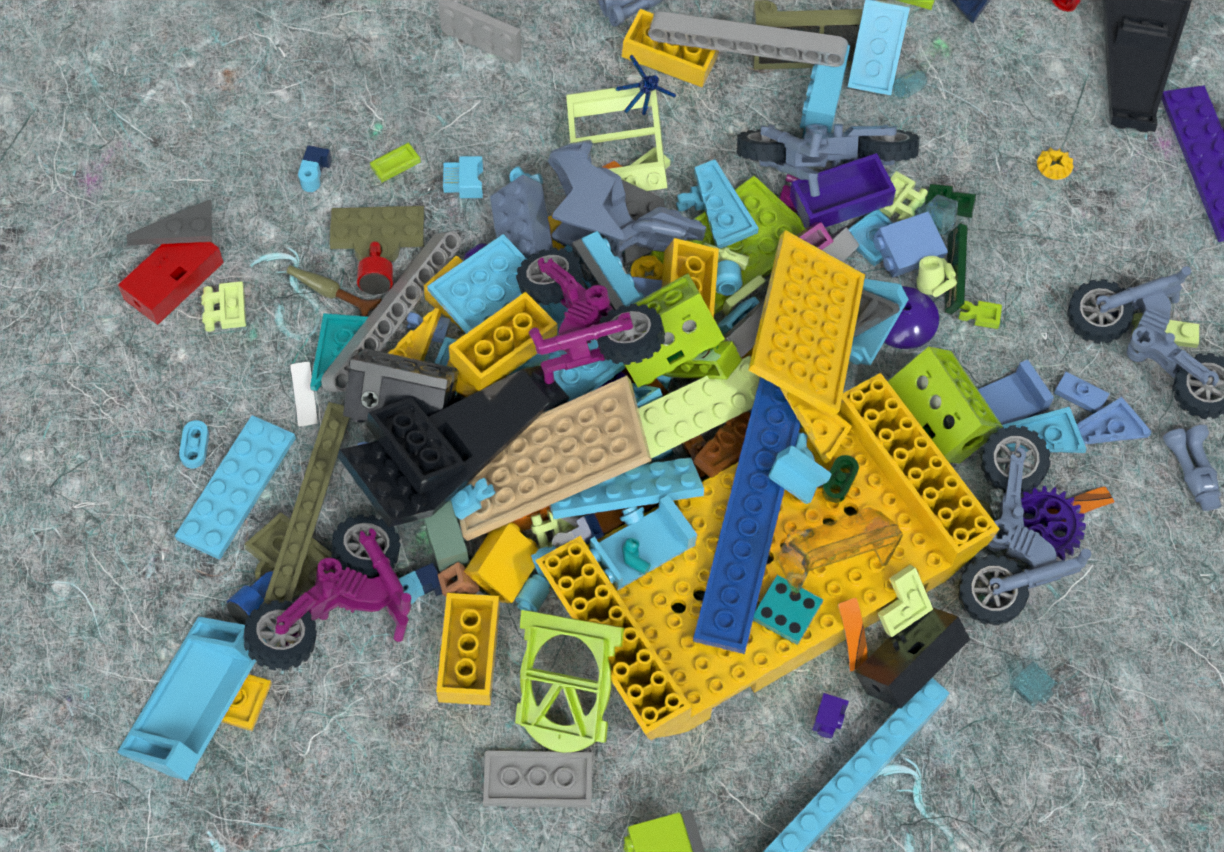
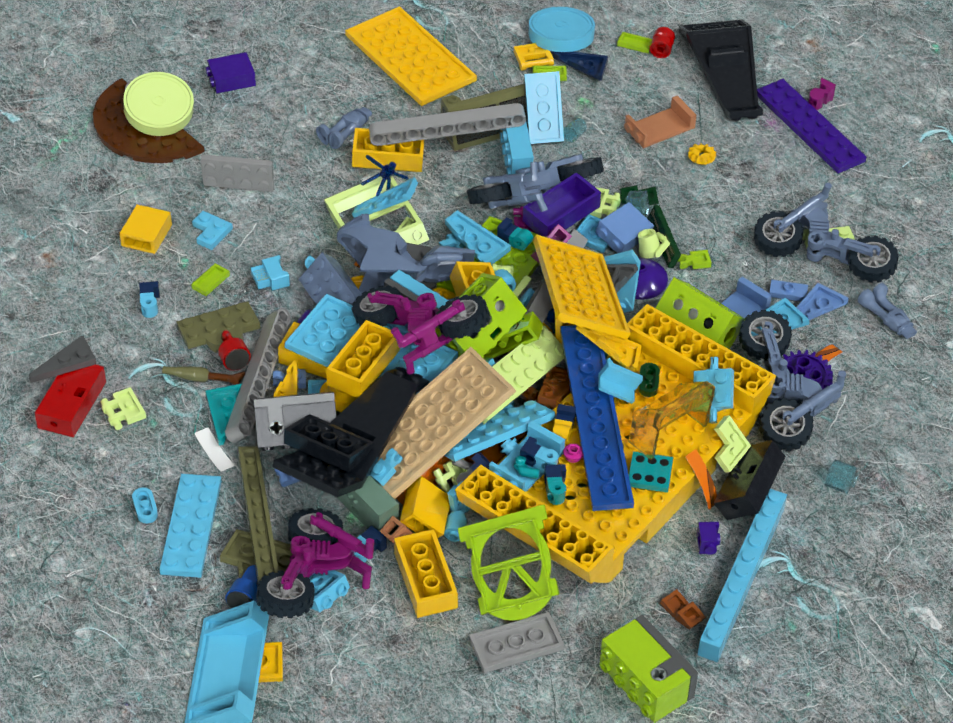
camera: 20 degrees left, 15 degrees down
(344, 630) = (328, 588): none -> medium azure plate
(348, 72) = (145, 229): none -> yellow brick
(428, 95) = (213, 229): none -> medium azure plate
(637, 121) = (387, 199): none -> medium azure wing
(656, 546) = (538, 456): none -> leg
(659, 595) = (555, 488): none -> teal leg
(701, 557) = (573, 453): none -> dark pink plate
(708, 508) = (564, 421): none -> leg
(756, 804) = (685, 613): none -> dark orange slope
(769, 213) = (514, 235): none -> leg
(917, 520) = (724, 387): none -> medium azure plate
(1021, 107) = (662, 124): none -> nougat panel

